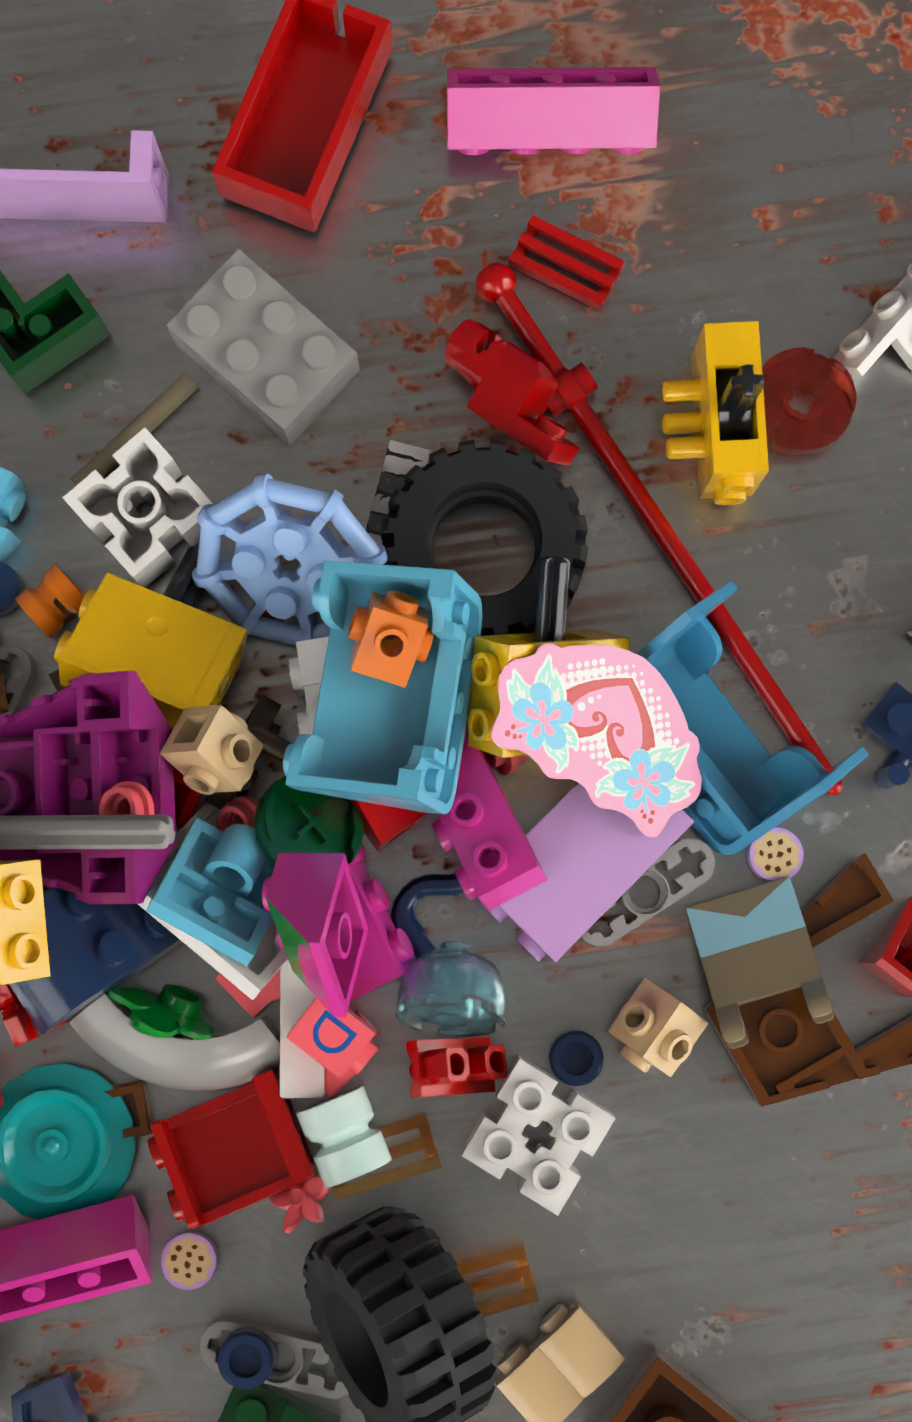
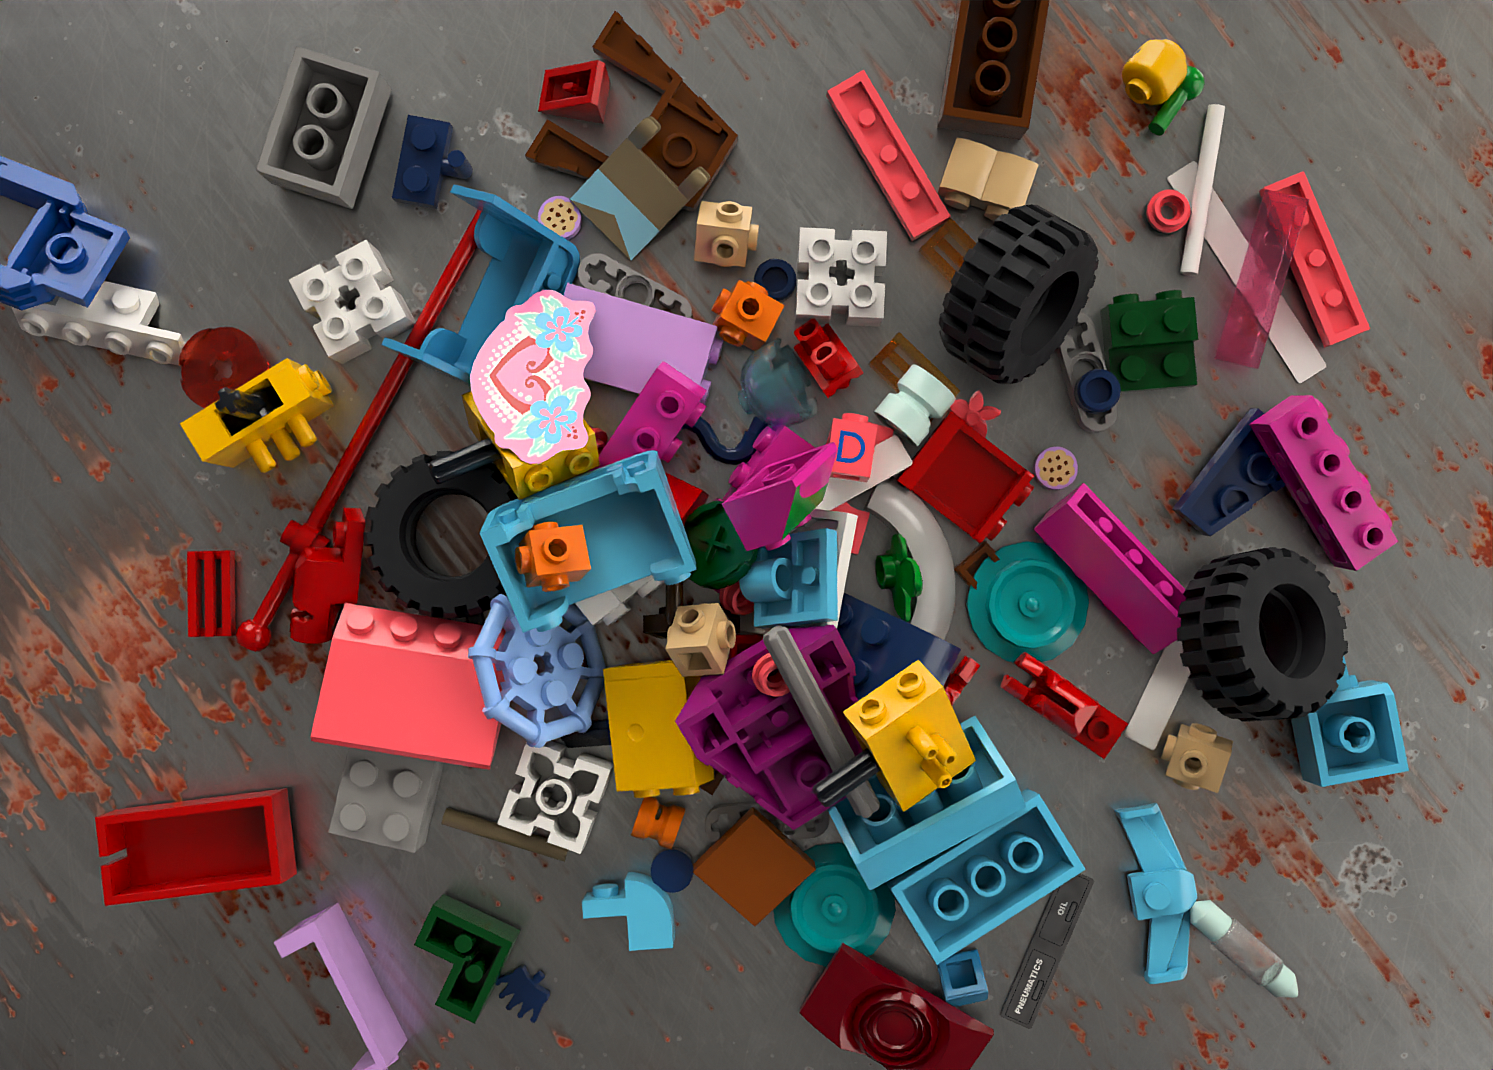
camera: 115 degrees left, 5 degrees up
(343, 409) = (405, 688): none -> coral slope
(552, 109) = (99, 664): brick -> none
(552, 1002) = (746, 314): none -> orange brick
(649, 1268) = (888, 155): none -> coral plate
(776, 600) = (377, 311): none -> white brick

